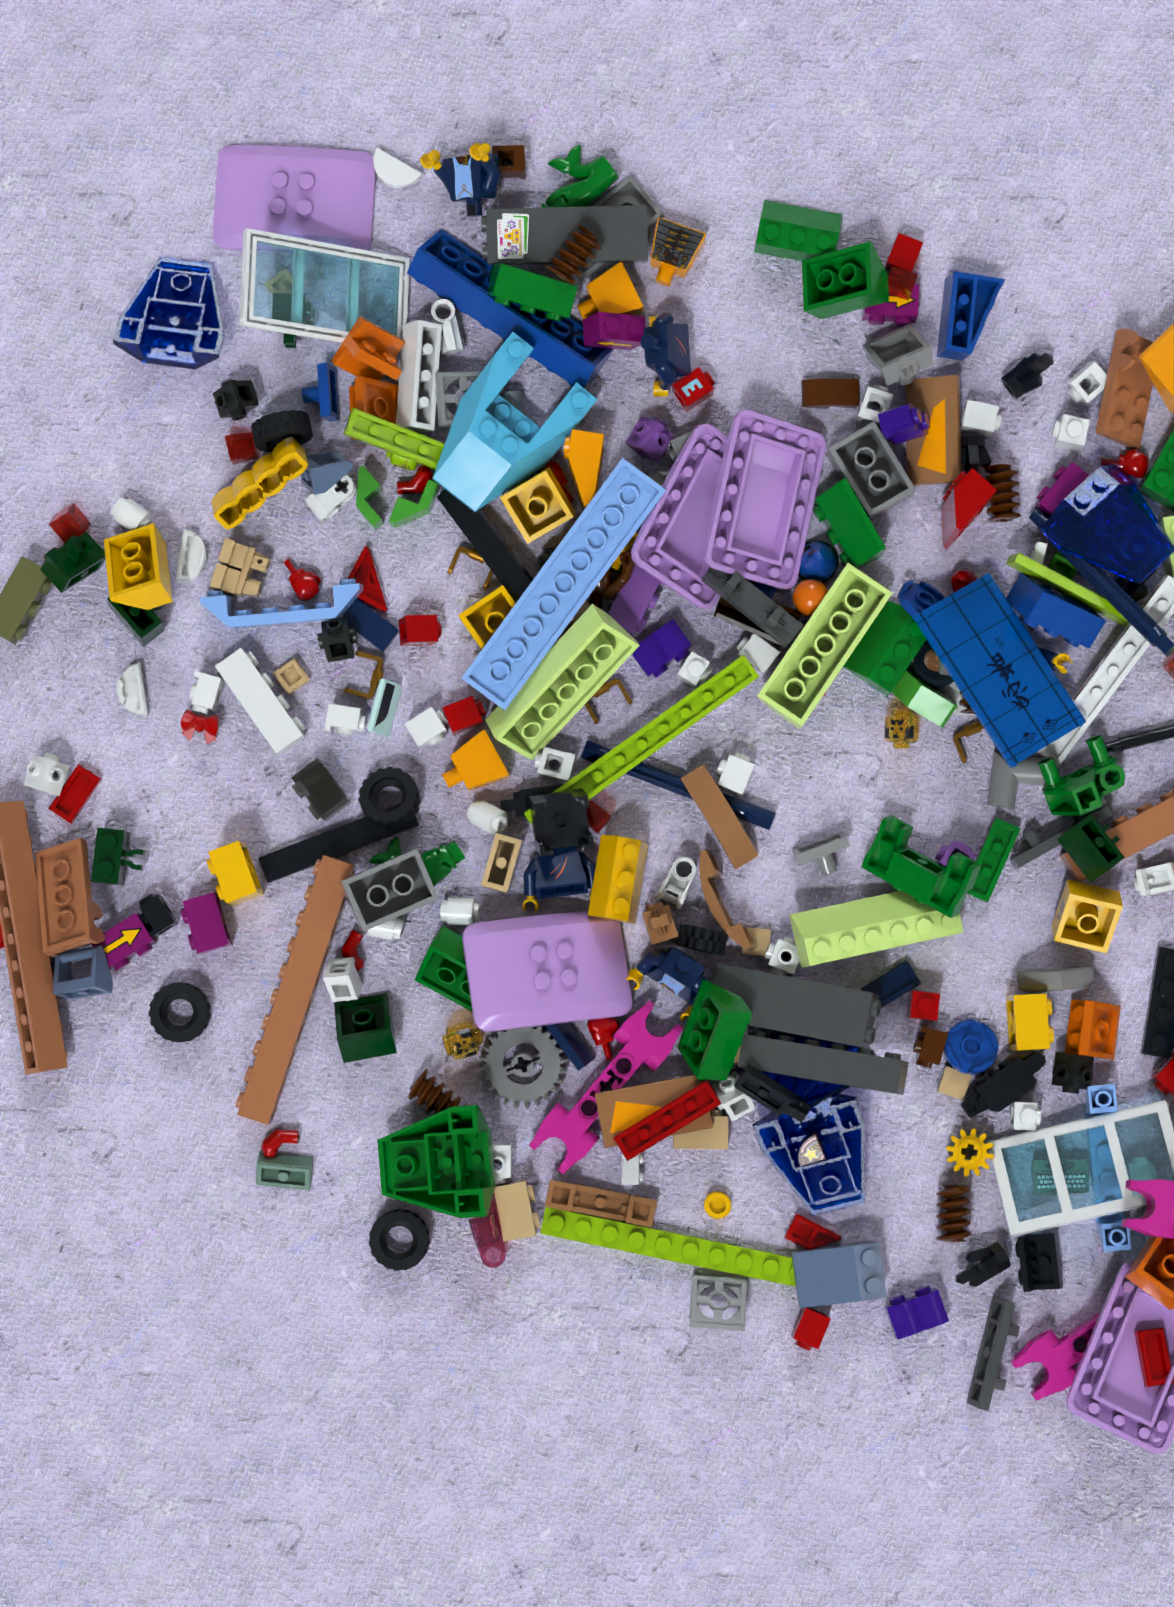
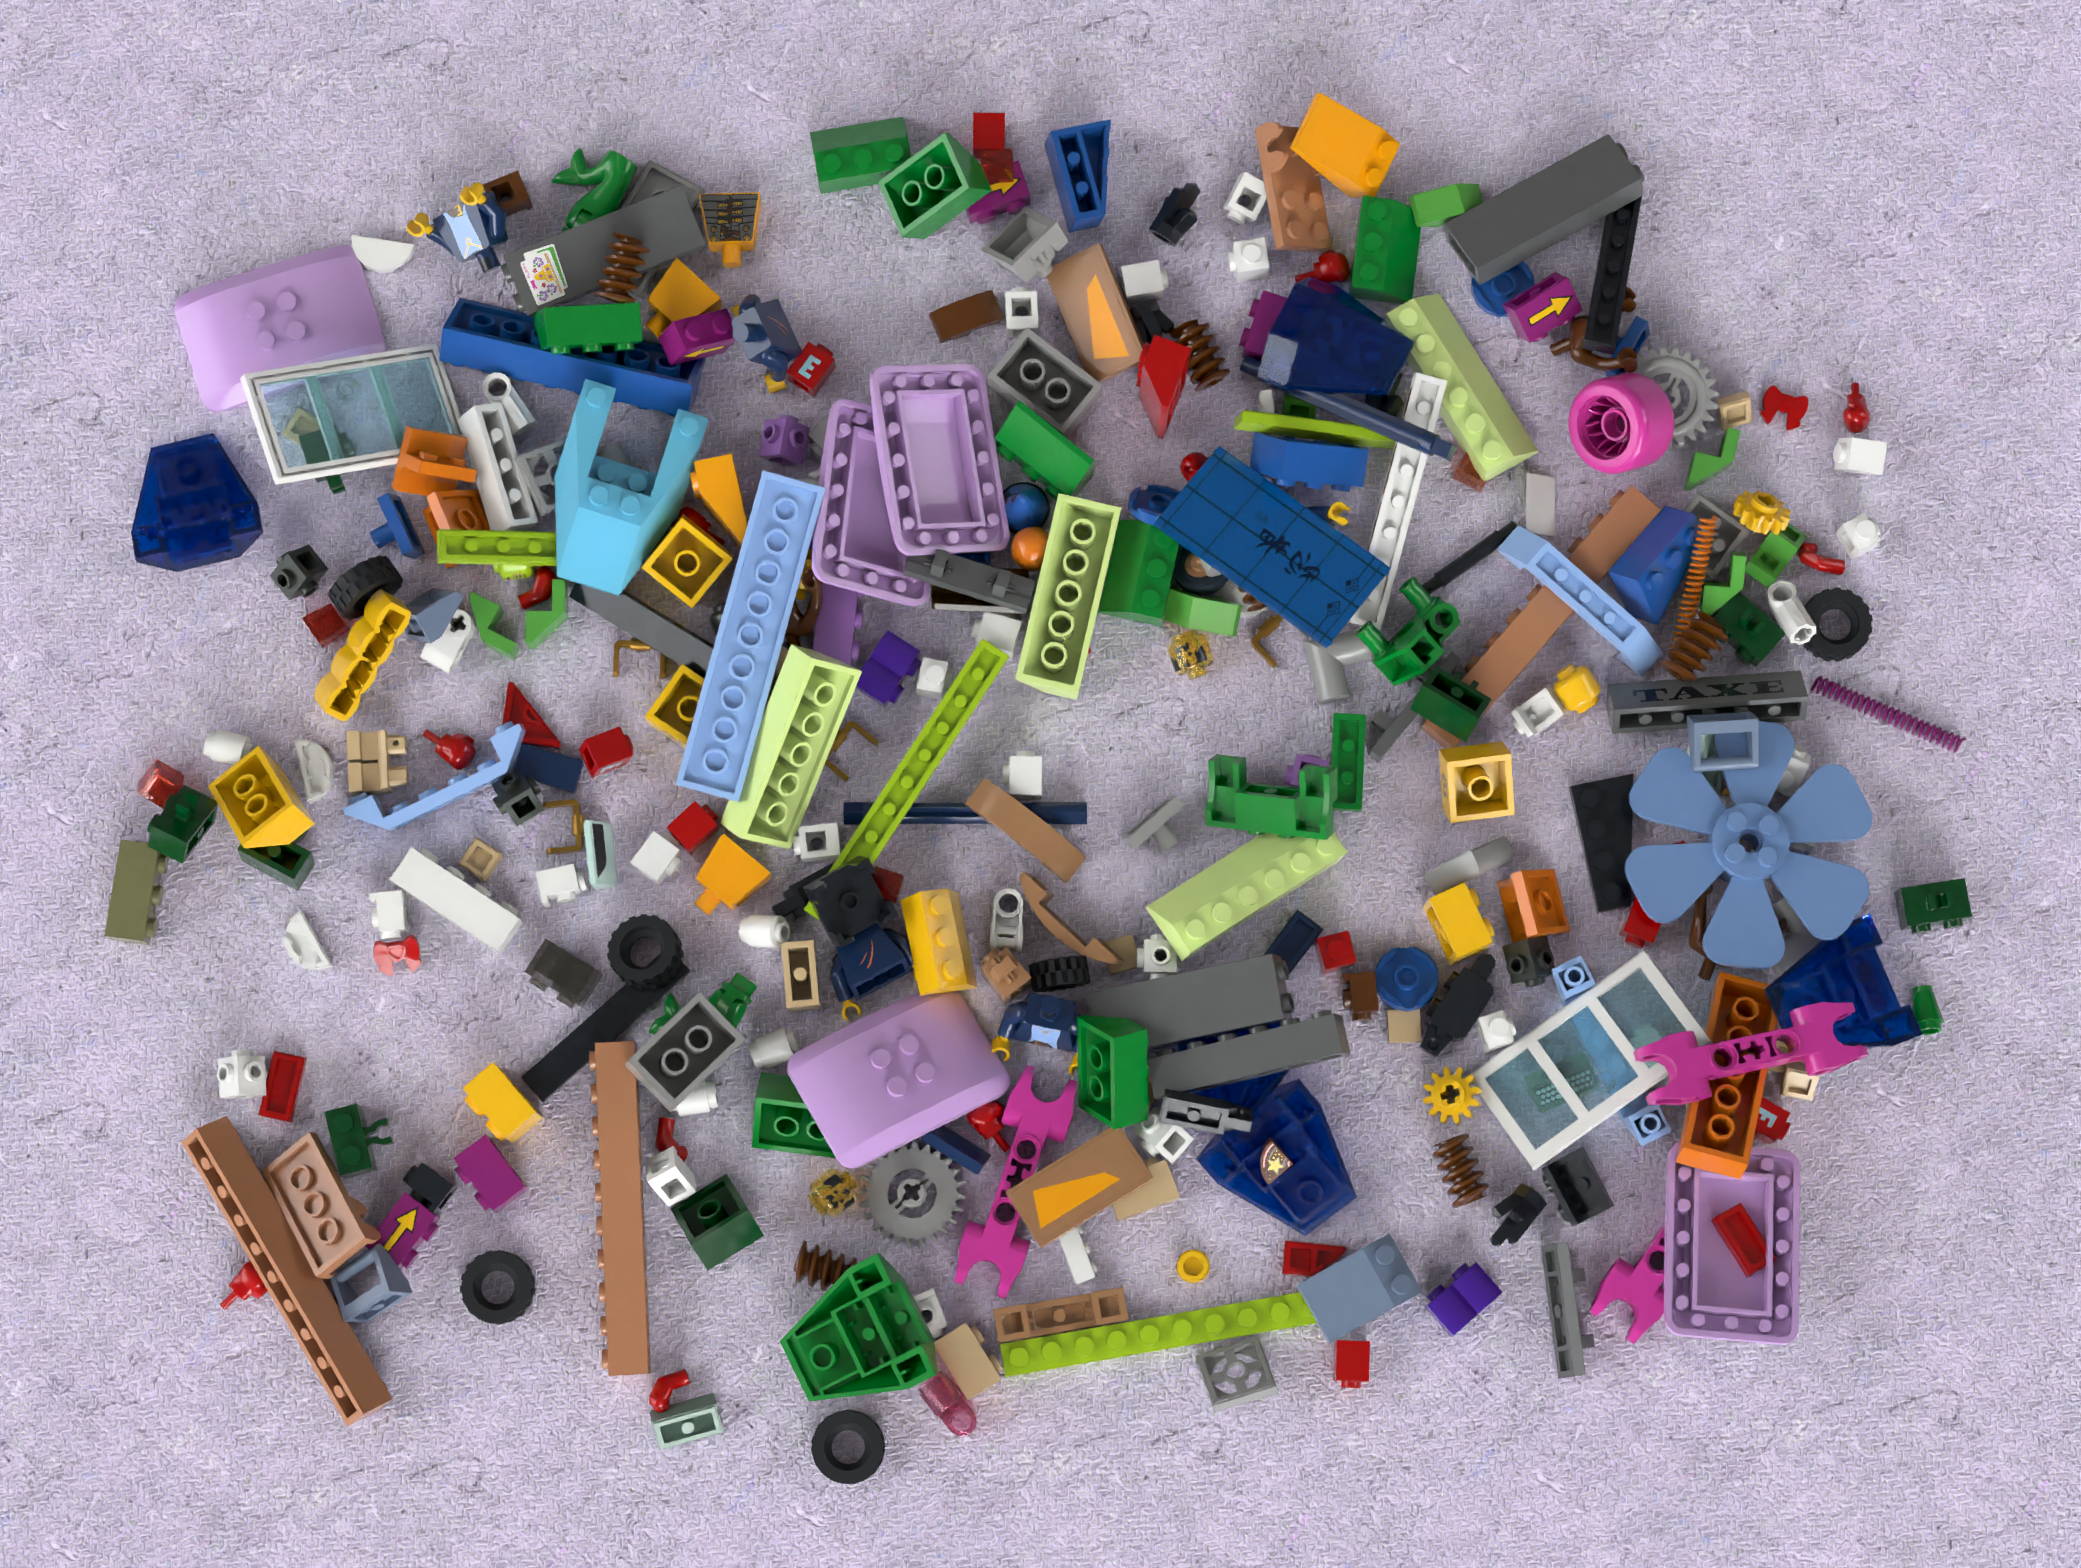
camera: 30 degrees left, 5 degrees down
(667, 1120) = (1098, 1189): red tile -> none
(903, 423) = (1061, 317): dark purple brick -> none

